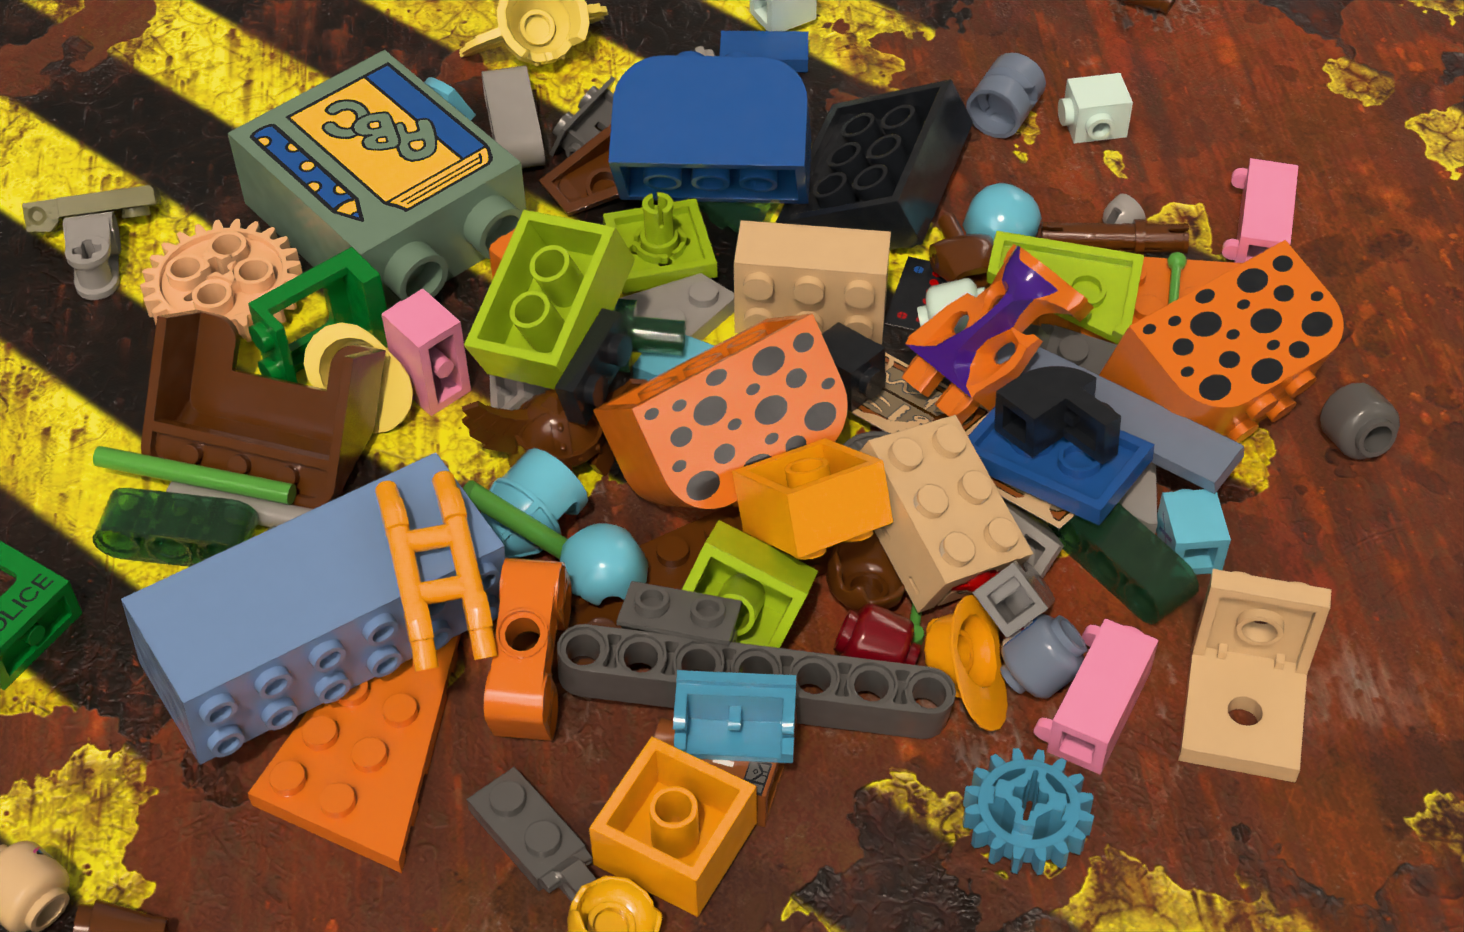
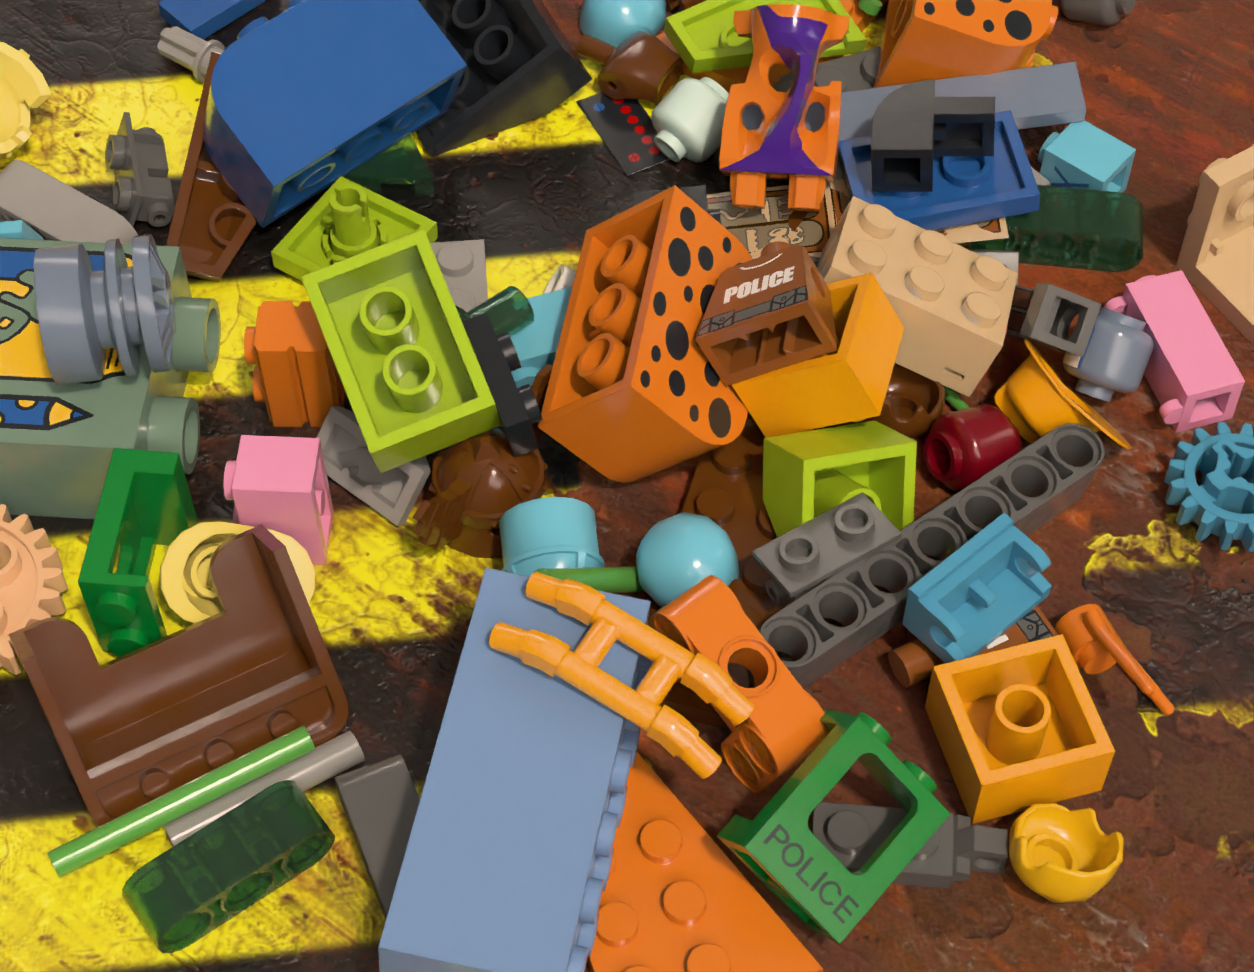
camera: 45 degrees left, 5 degrees up
(411, 157) = (103, 309): none -> sand blue wheel
(429, 783) = (798, 865): none -> green window
(789, 437) = (767, 315): none -> dark orange torso
(797, 827) = (1099, 647): none -> orange plant
(809, 271) = (555, 175): tan brick -> none

